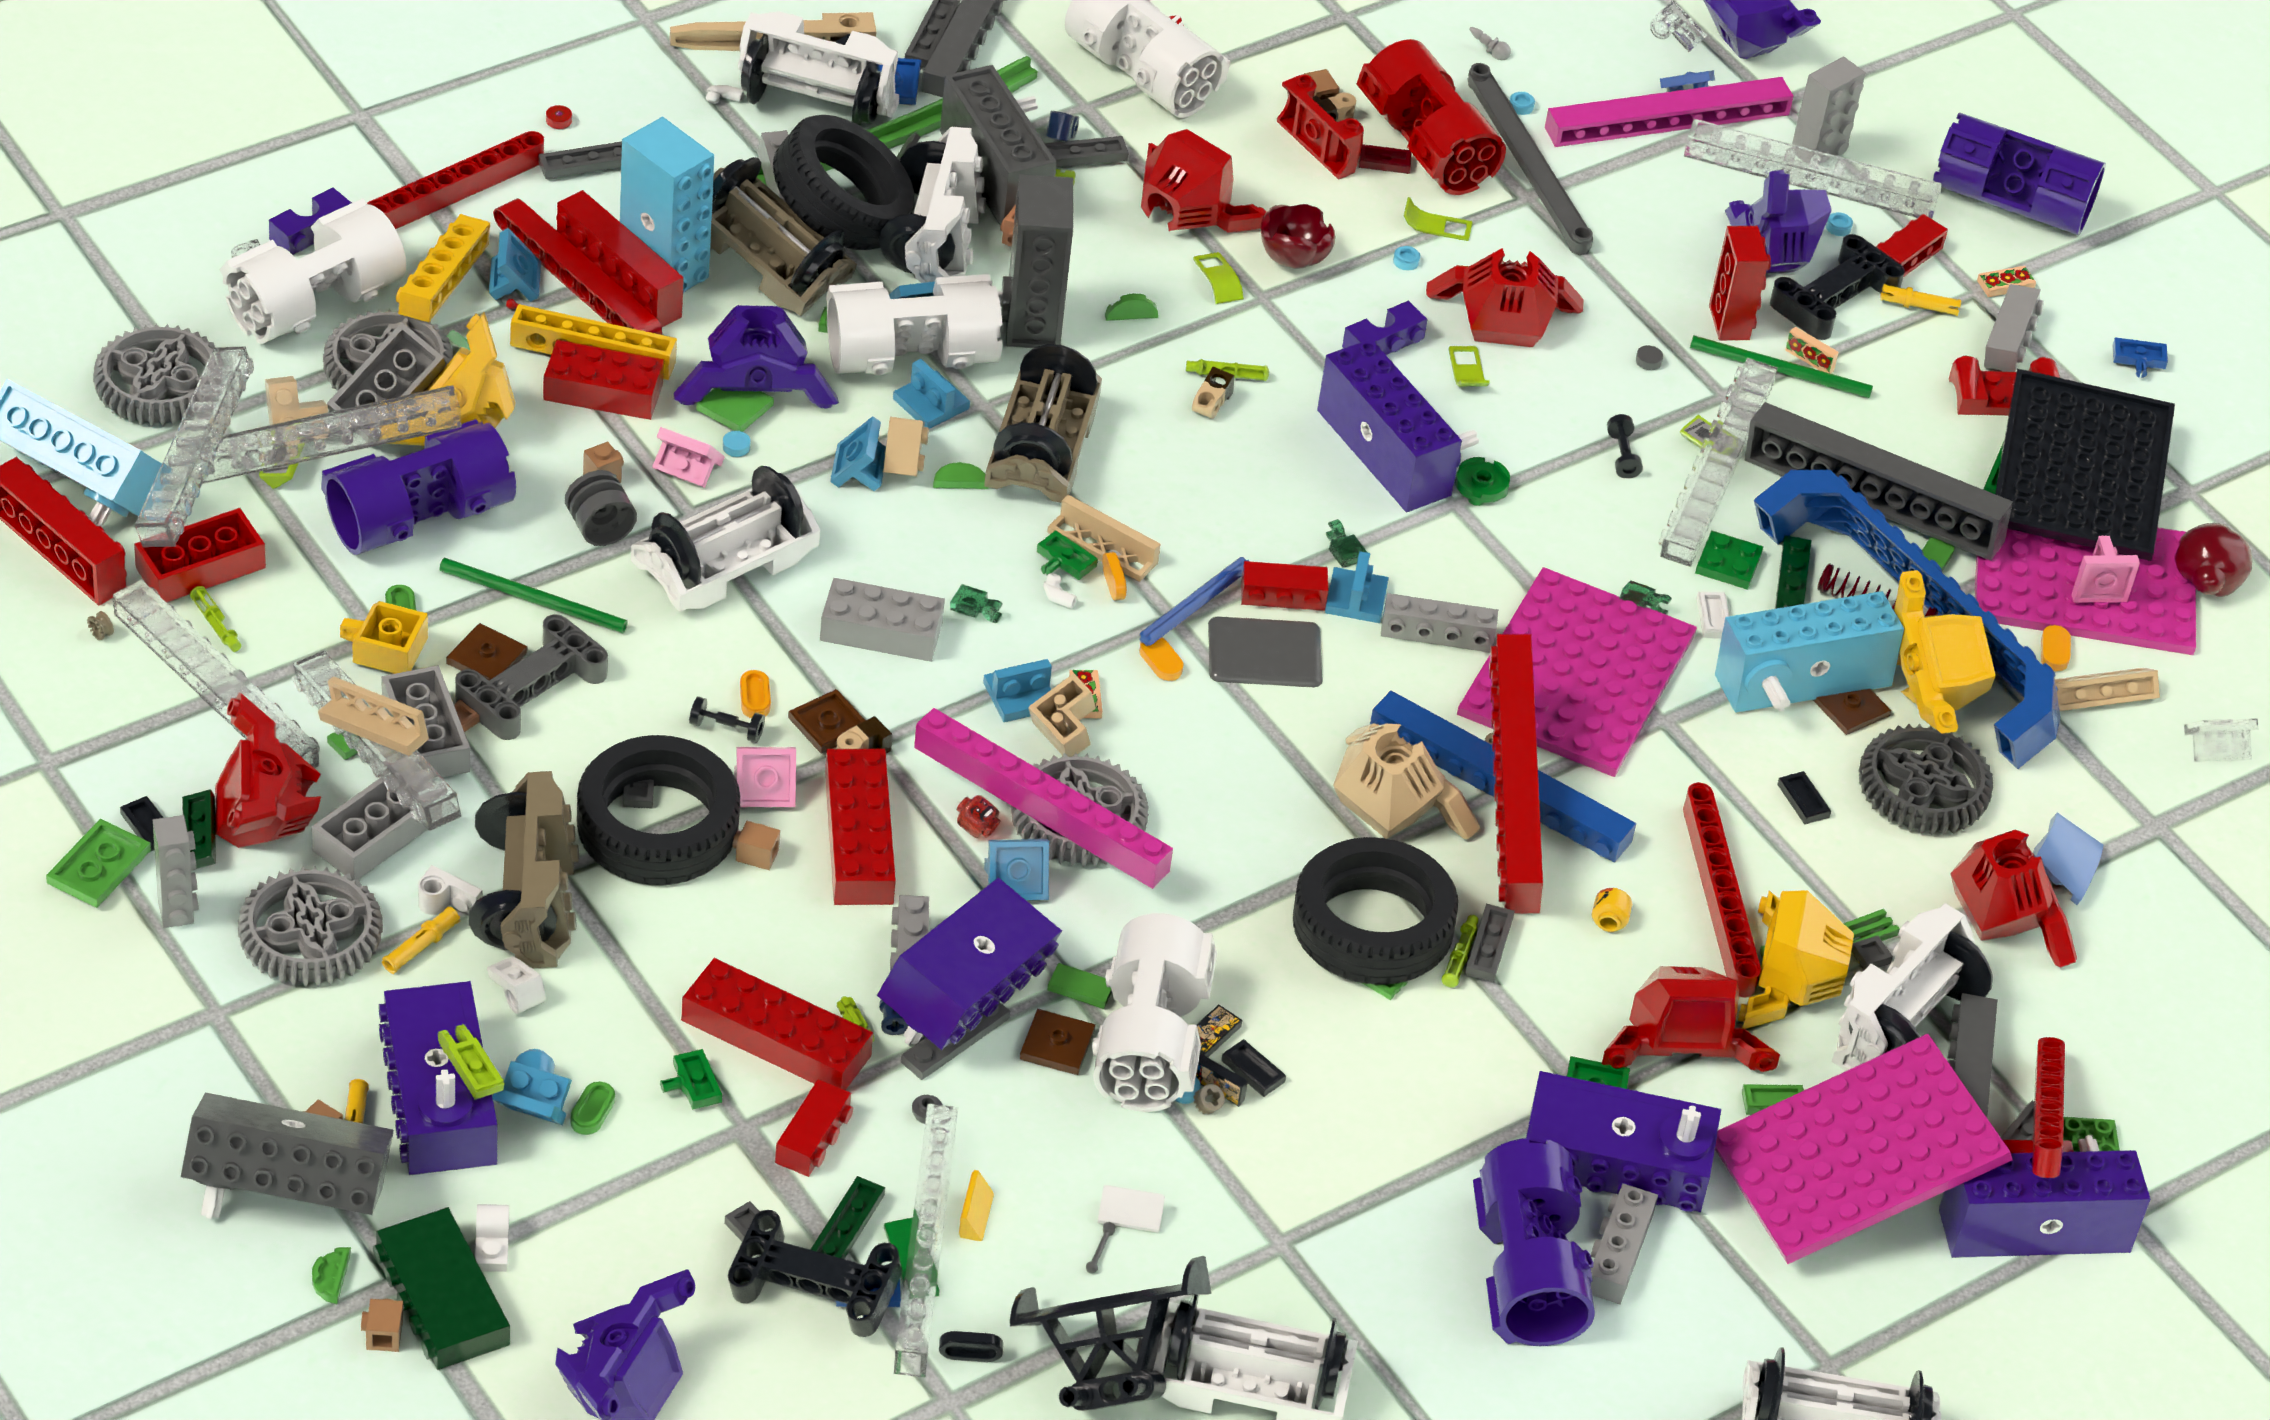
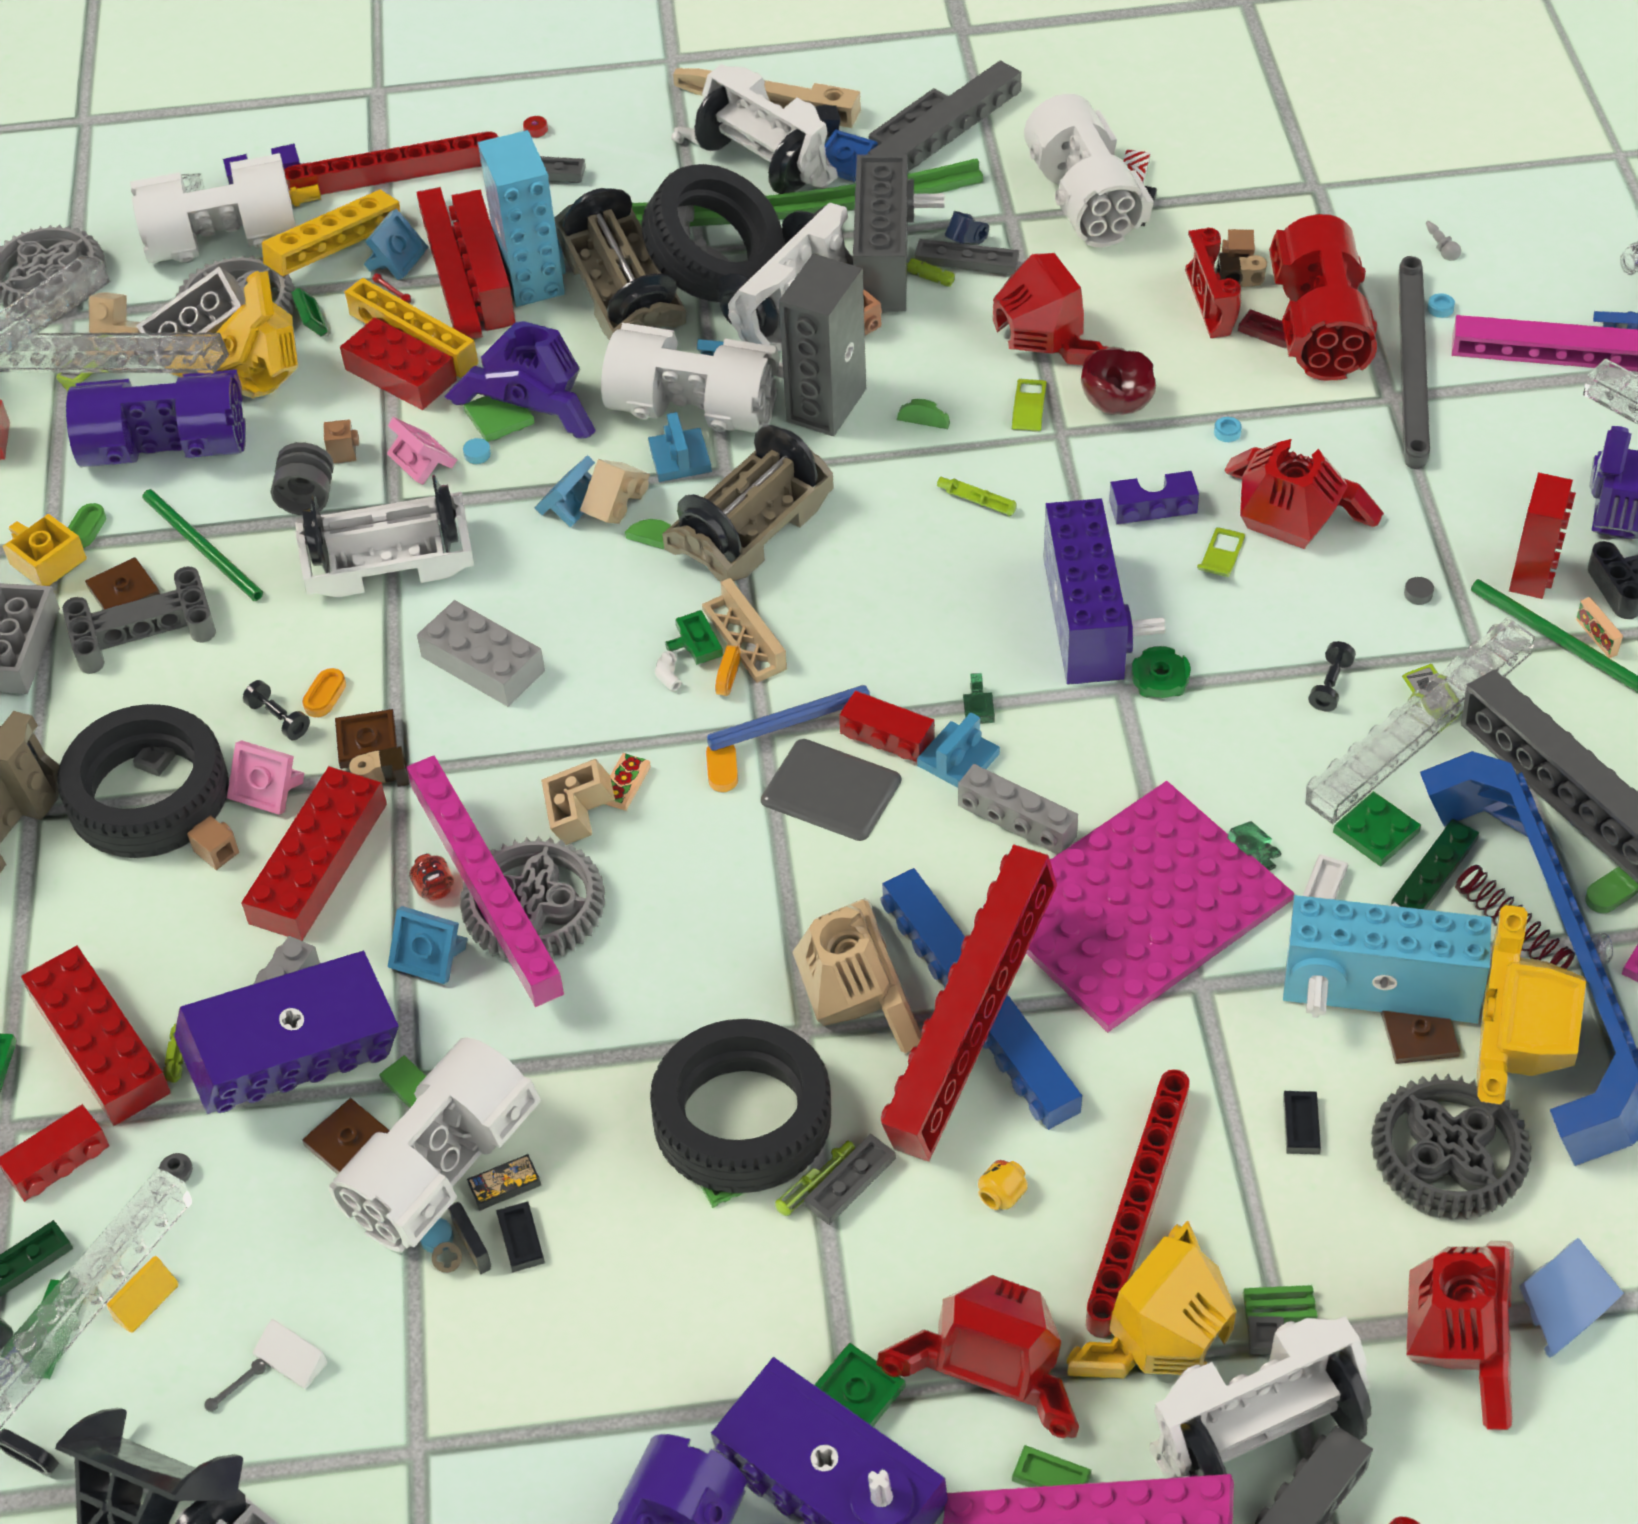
camera: 35 degrees right, 5 degrees up
(466, 715) = (58, 642): nougat tile -> none
(927, 1057) = (246, 1111): dark grey plate -> none
(975, 601) = (580, 658): clear green plate -> none
(1018, 687) = (558, 753): dark azure bracket -> none
(1212, 394) = (944, 514): tan leg -> none
(1433, 223) = (1274, 400): lime piece -> none

